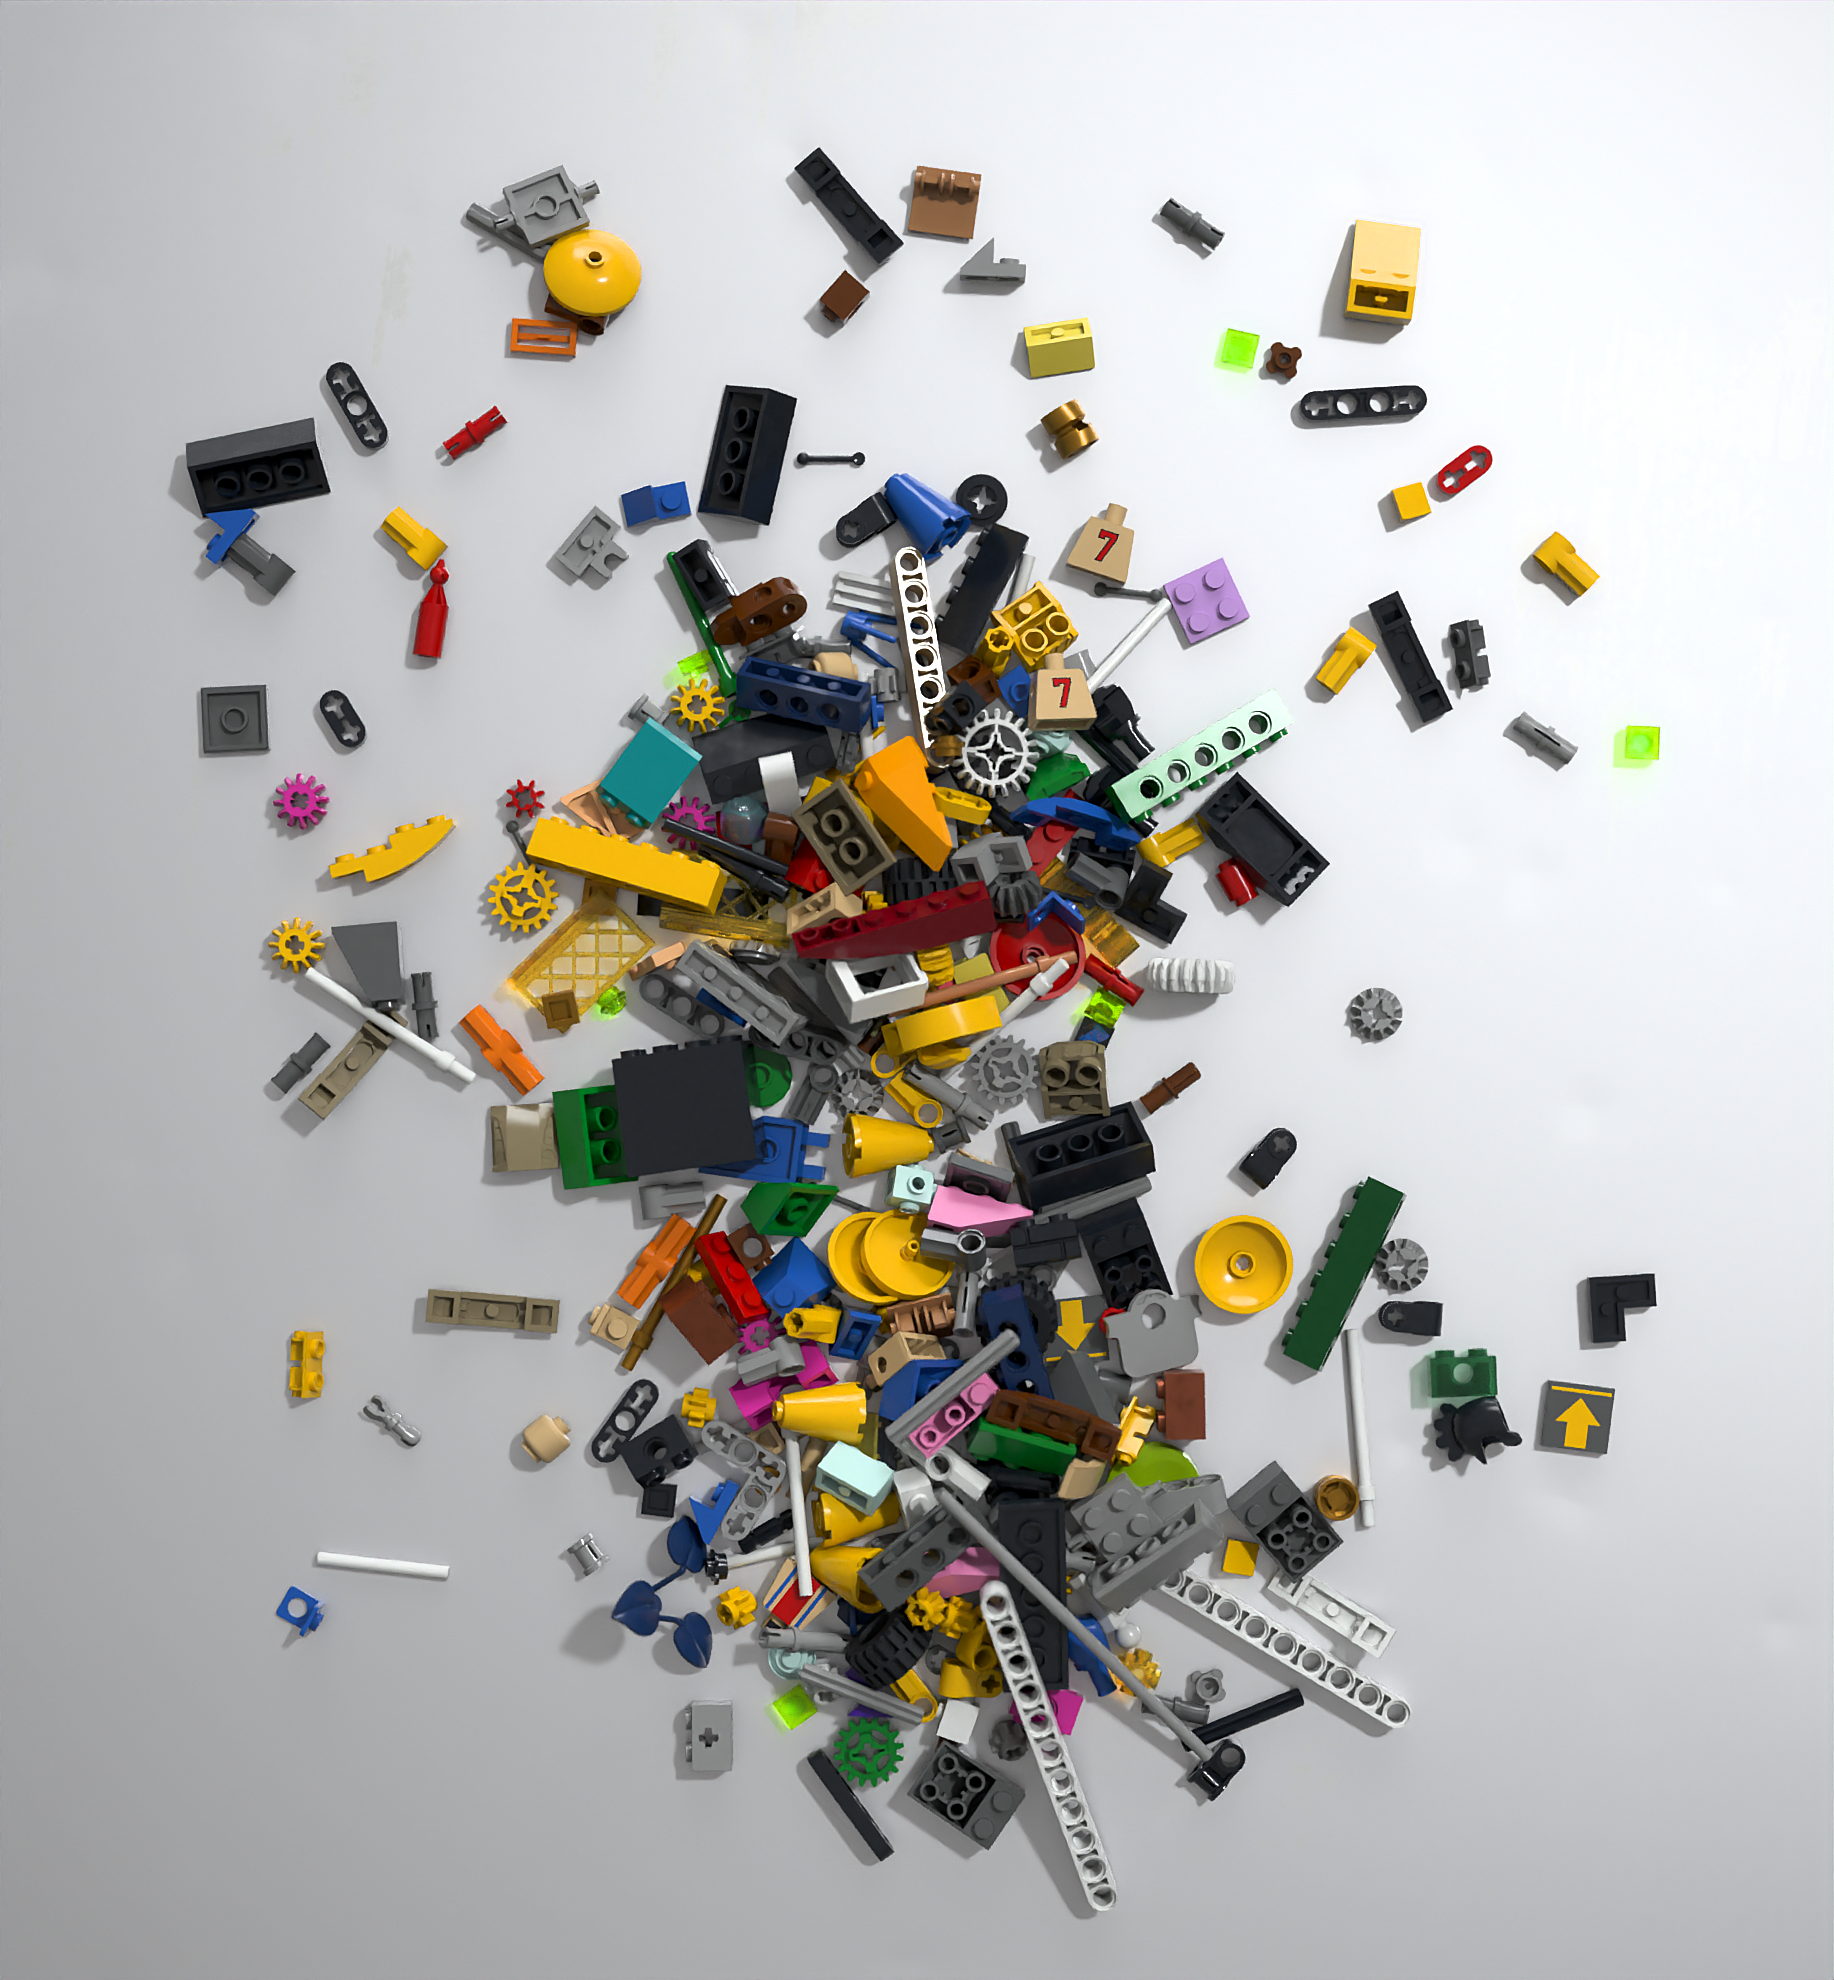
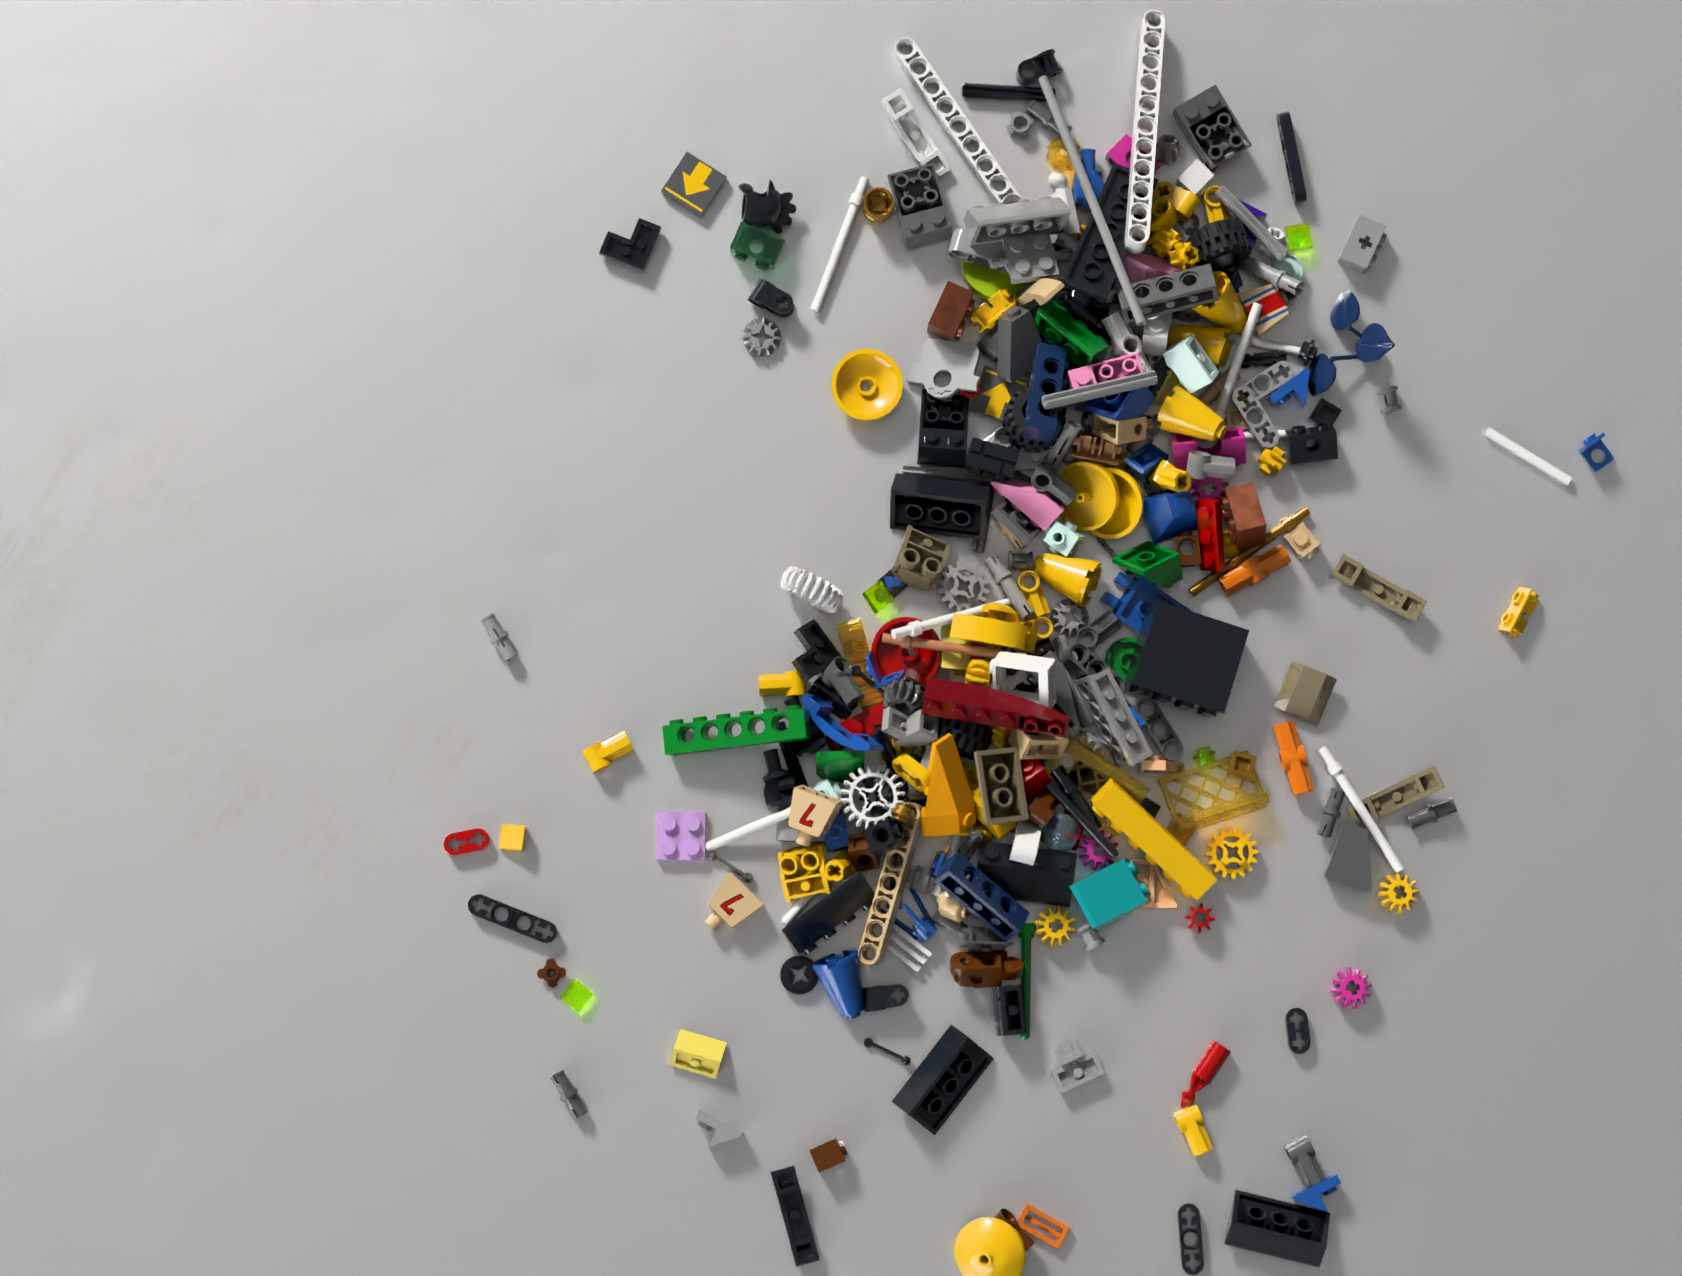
camera: 160 degrees left, 5 degrees down
(235, 719) = (1370, 1065): dark grey tile -> none
(407, 849) = (1294, 923): yellow slope -> none
(408, 1435) = (1479, 547): light grey piece -> none
(474, 432) = (1119, 1183): red pin -> none
(512, 827) = (1216, 904): dark grey hinge -> none
(546, 1438) = (1382, 487): tan head -> none
(590, 1137) = (1261, 672): green slope -> none
(647, 1405) = (1305, 478): black beam -> none
(656, 504) = (1019, 1076): blue slope -> none
(664, 1200) = (1230, 607): light grey piece -> none
(696, 664) = (1043, 953): clear neon green plate -> none
(735, 714) = (1031, 907): green piece -> none
(736, 1607) = (1307, 318): yellow gear -> none
(884, 1748) = (1254, 185): green gear -> none
(944, 202) = (728, 1189): medium nougat hinge -> none
(1056, 1420) = (1041, 338): reddish brown slope -> none
(1069, 429) = (718, 993): pearl gold wheel -> none
(1112, 980) = (864, 612): red pin -> none
(1170, 1087) = (859, 524): reddish brown axle -> none
(1236, 882) = (750, 638): red brick -> none
(1239, 1557) = (959, 197): yellow slope -> none
(1261, 840) = (721, 657): black slope -> none
(1264, 1162) = (819, 446): black piece -> none
(1344, 1273) = (803, 347): dark green brick -> none
(1363, 1022) = (700, 520): light grey gear -> none
(1382, 272) = (456, 1000): yellow slope -> none
(1409, 657) = (564, 733): black slope -> none
(1466, 639) = (520, 728): dark grey hinge -> none
(1559, 558) = (431, 750): yellow piece -> none
(1642, 742) = (436, 603): clear neon green plate -> none

